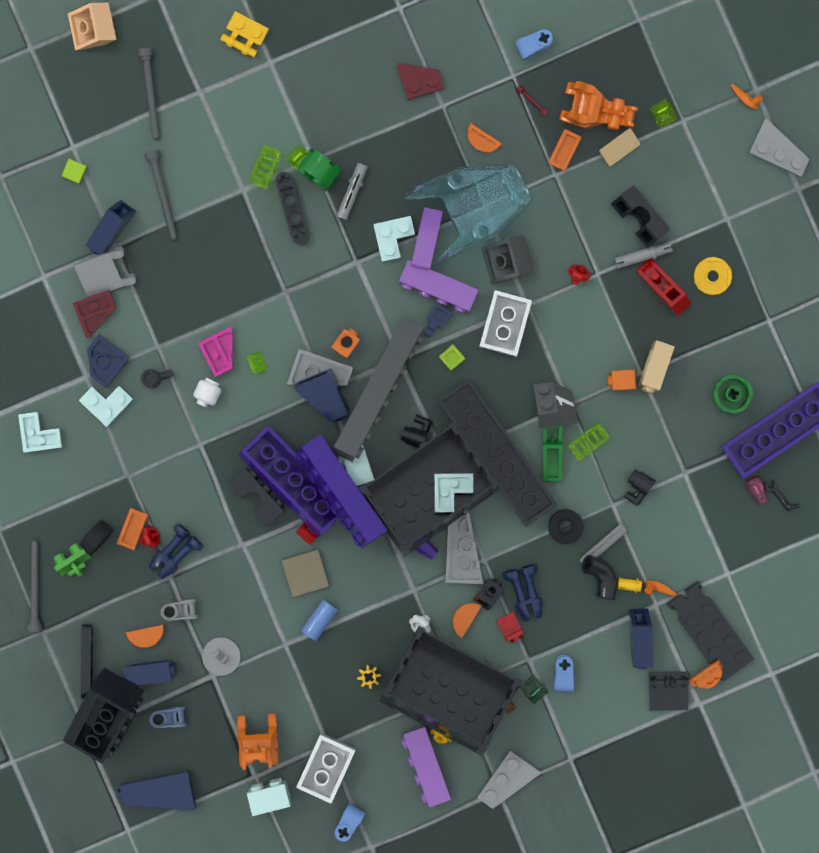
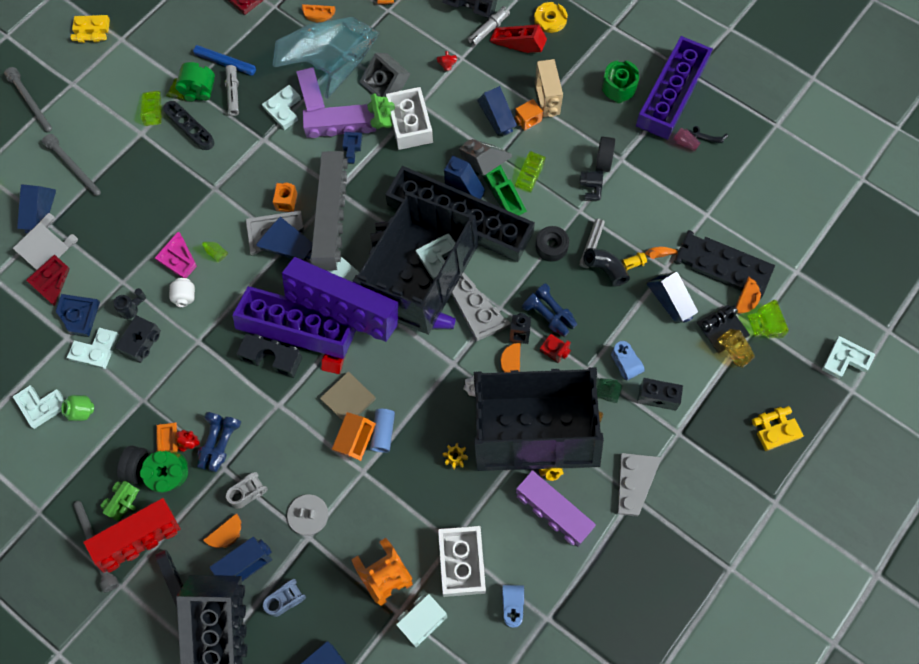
camera: 30 degrees left, 20 degrees down
(69, 457) = (77, 408): none -> bright green head
(72, 603) = (132, 536): none -> red brick
(120, 548) = (153, 470): none -> green brick
(138, 419) = (138, 339): none -> black brick
(292, 614) = (353, 436): none -> orange brick
(361, 149) = (224, 59): none -> blue axle
(452, 357) = (380, 168): lime tile -> none
(480, 309) = (382, 110): none -> bright green hips
(518, 425) = (462, 177): none -> dark blue slope
(573, 720) = (660, 394): none -> black brick
(594, 361) = (497, 111): none -> dark blue slope
(652, 807) = (778, 434): none -> yellow plate
(666, 715) = (737, 347): none -> clear yellow leg
(667, 467) = (605, 154): none -> black tyre
(714, 707) = (771, 321): none -> clear neon green piece
(756, 771) = (847, 353): none -> light aqua plate

